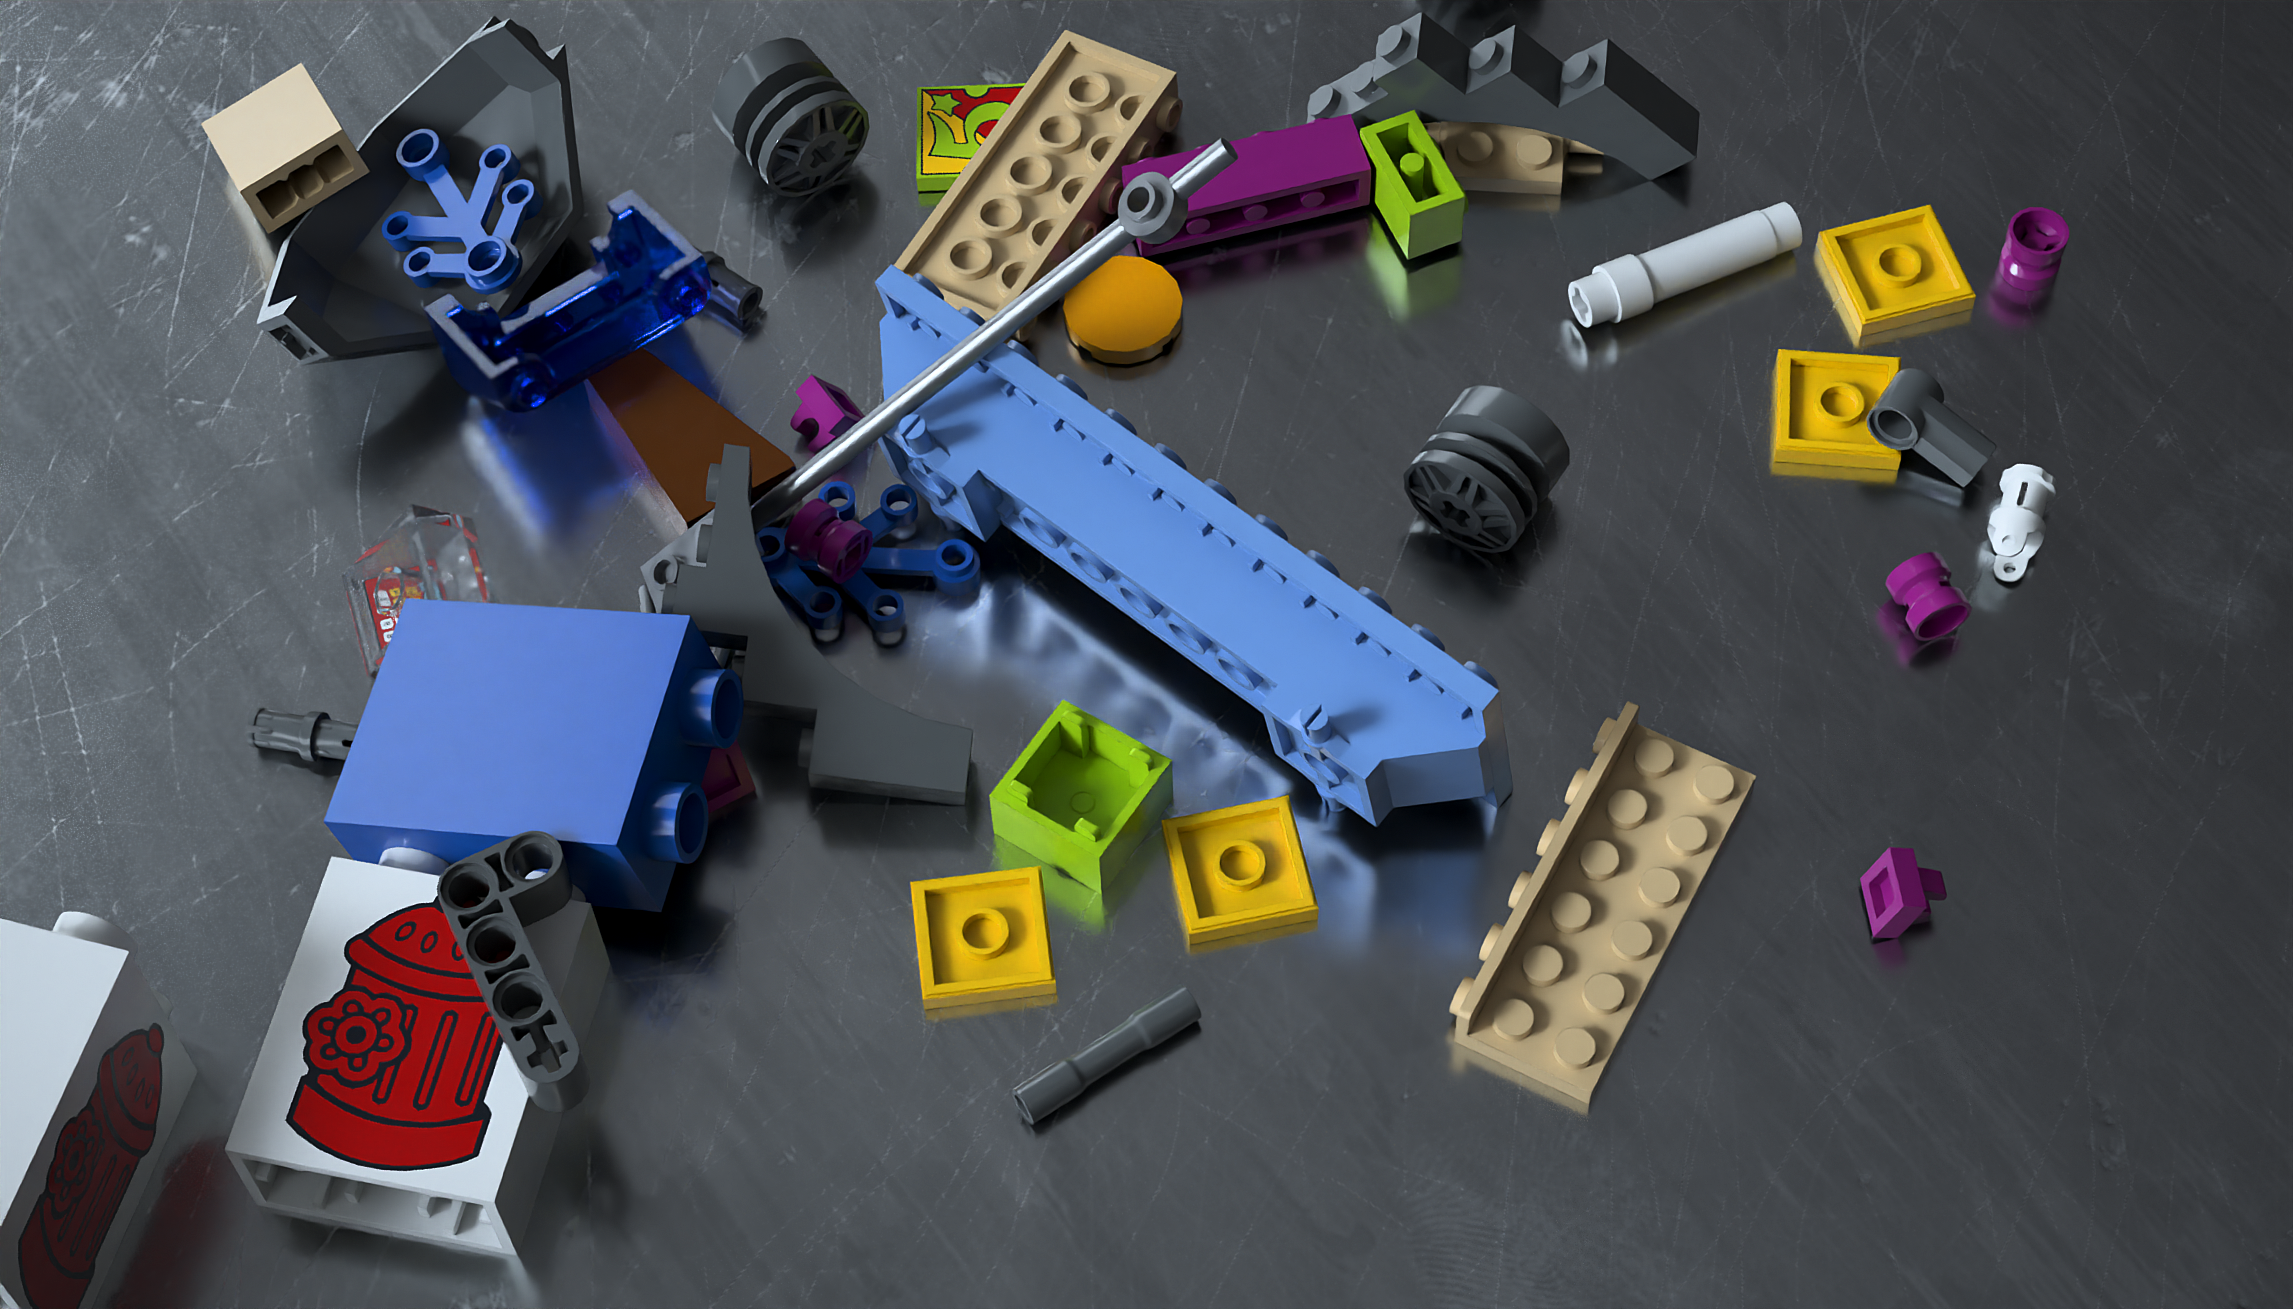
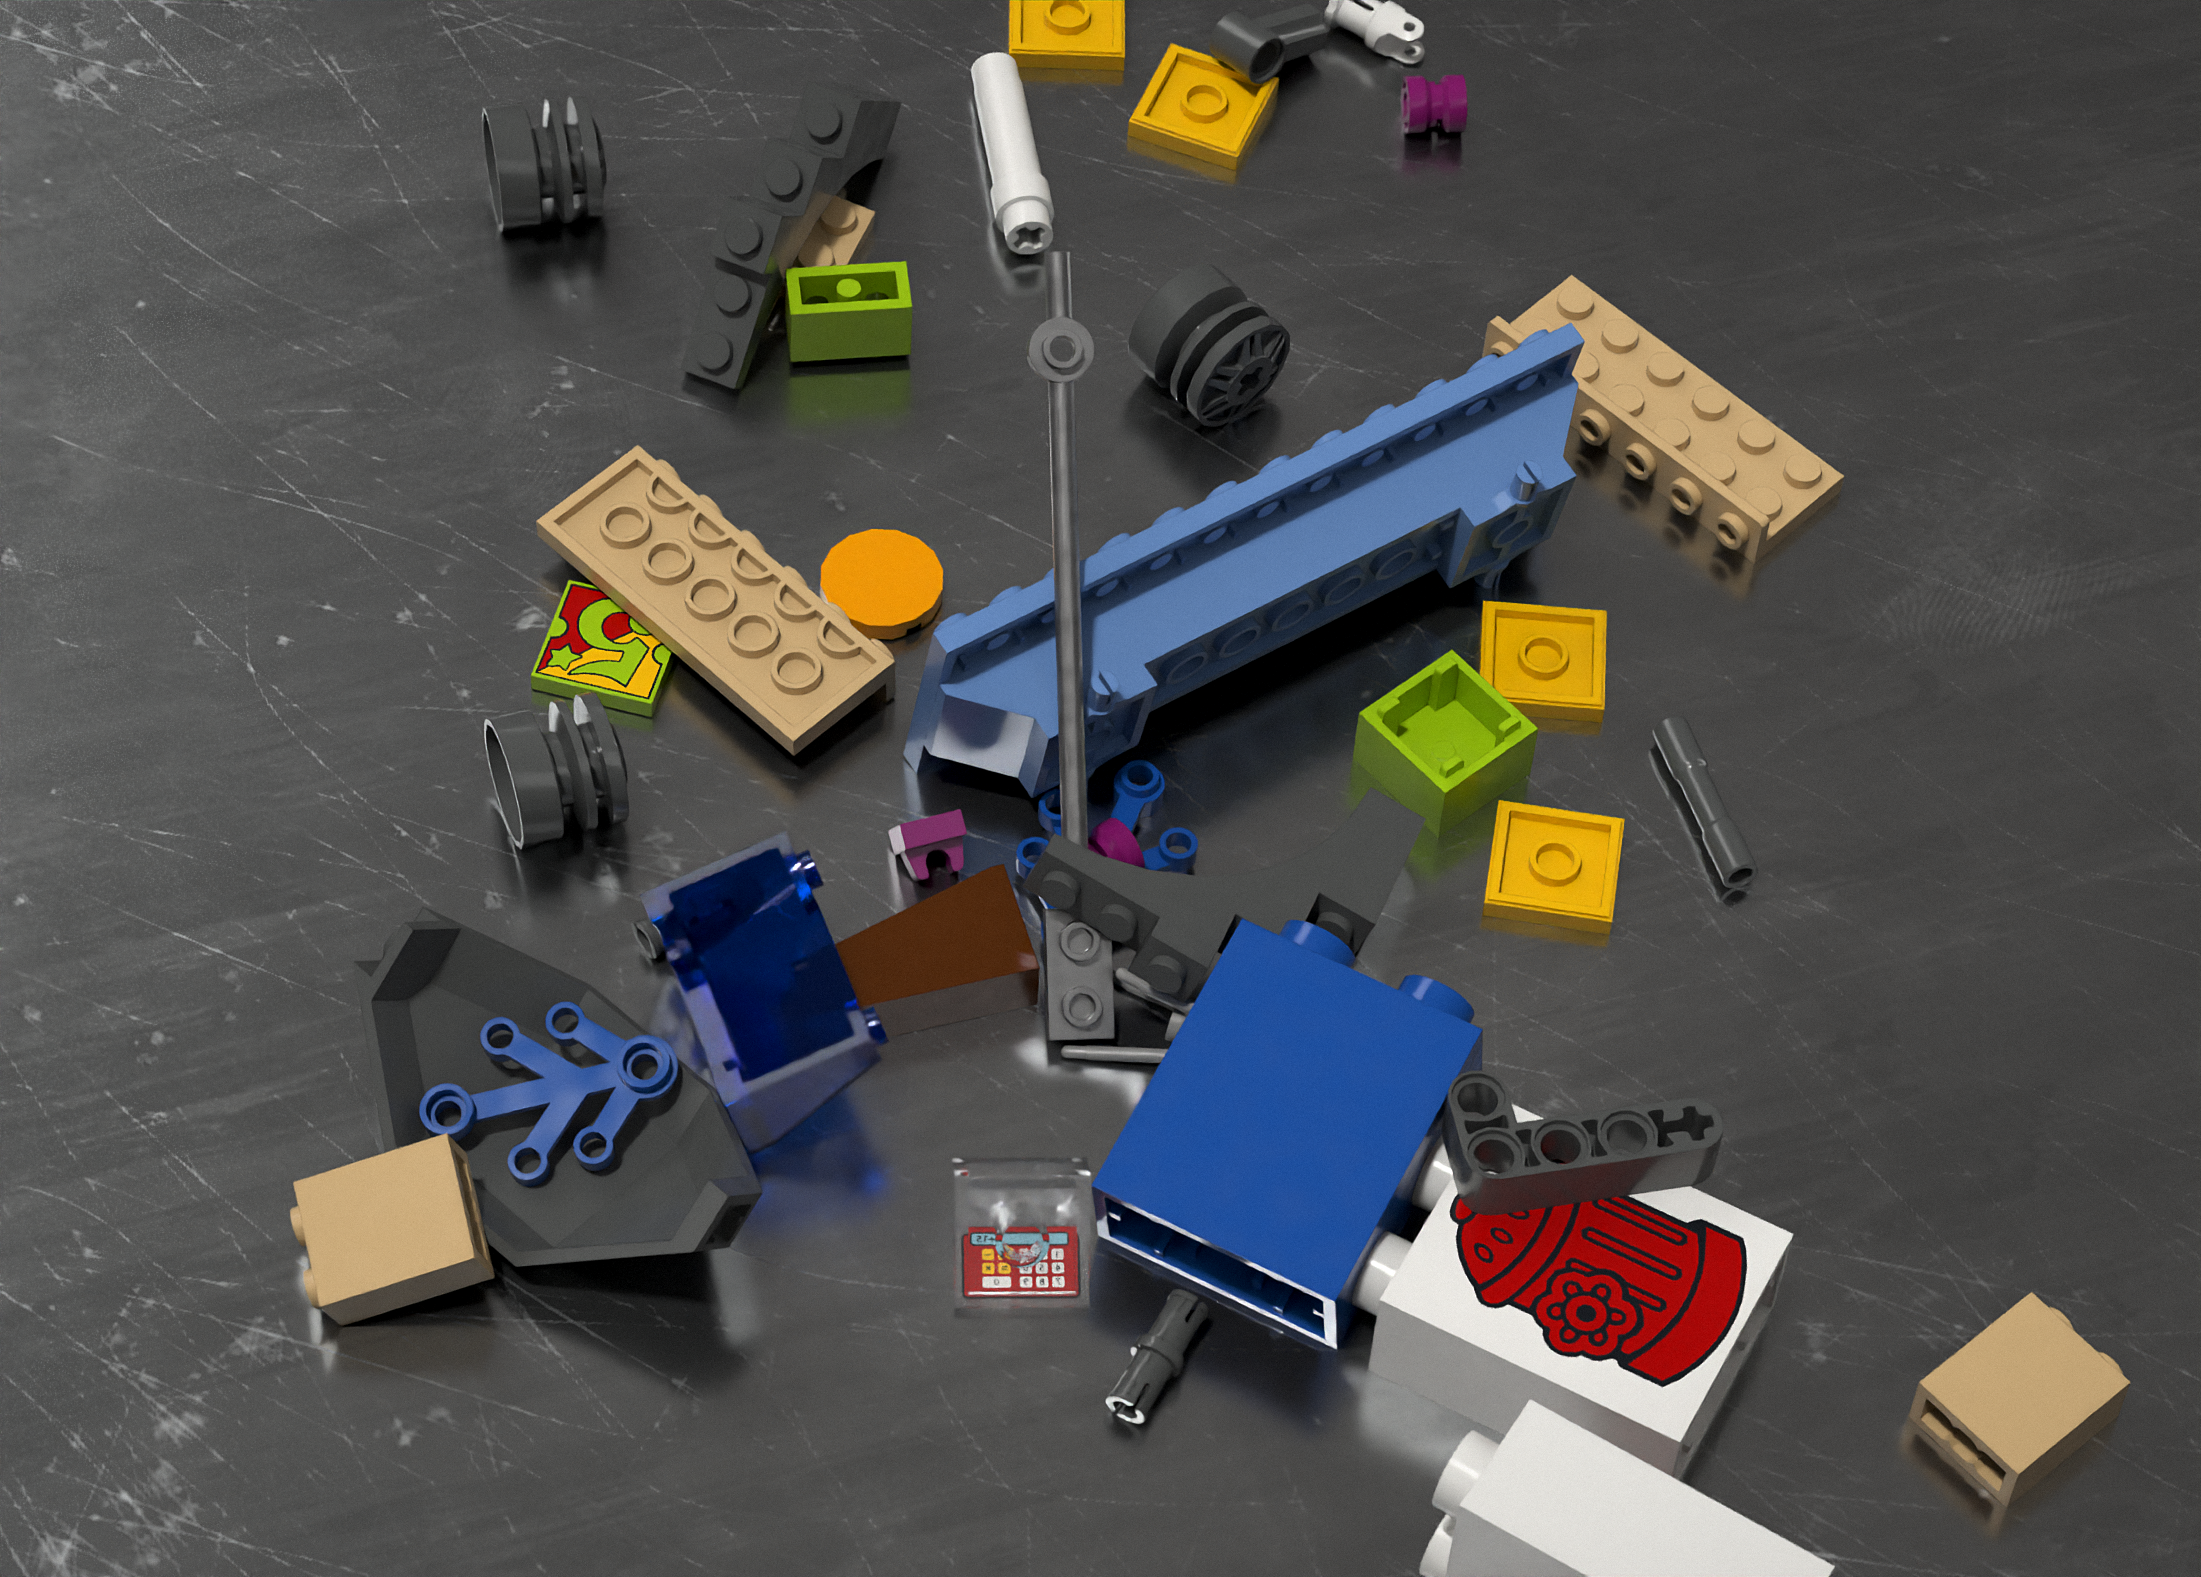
camera: 80 degrees left, 5 degrees down
(1272, 183) = (789, 436): magenta brick -> none
(1899, 892) = (1718, 218): magenta tile -> none

